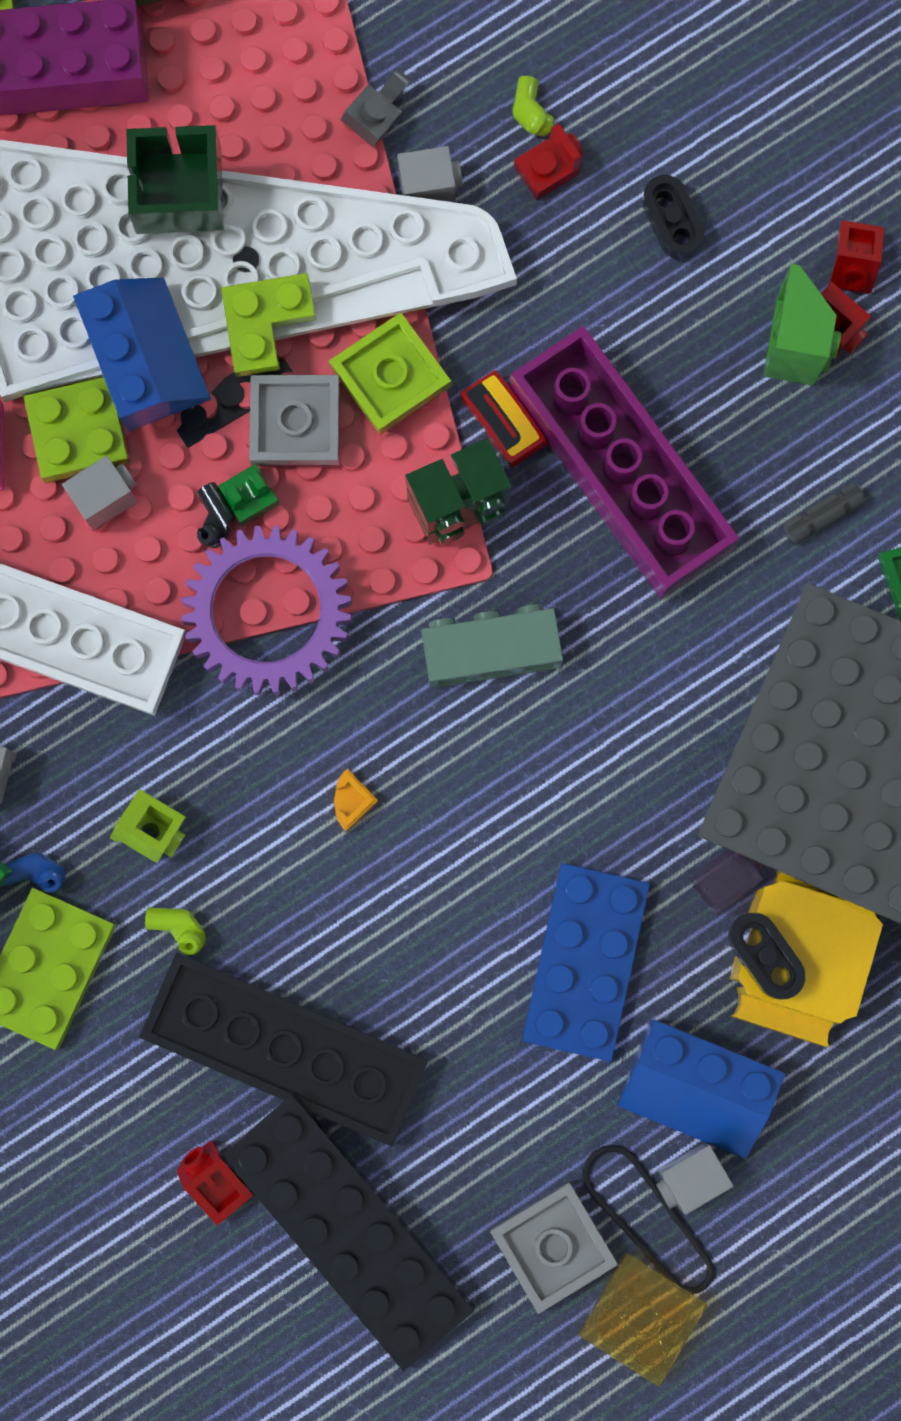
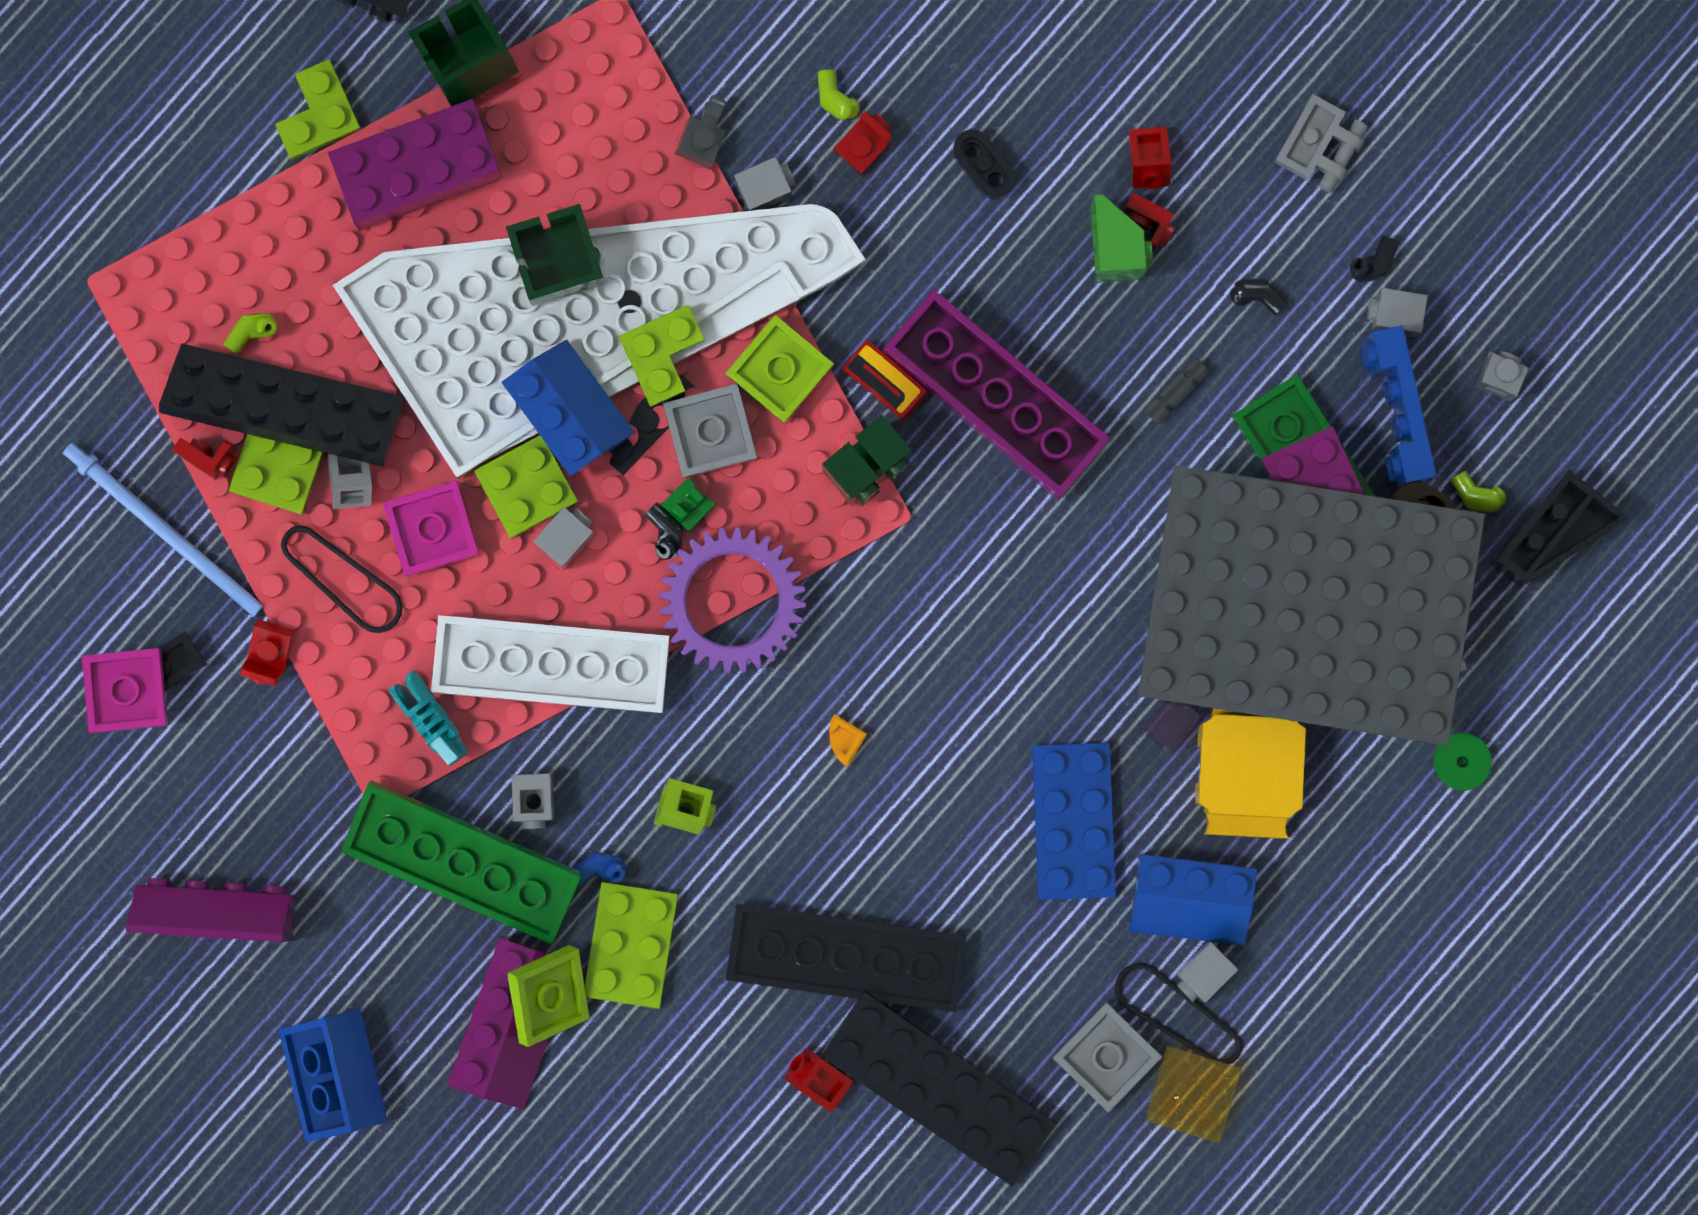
camera: 15 degrees left, 5 degrees up
(181, 925) = (733, 880): lime arm -> none
(491, 646) = (927, 579): sand green brick -> none
(766, 955) = (1217, 779): black plate -> none

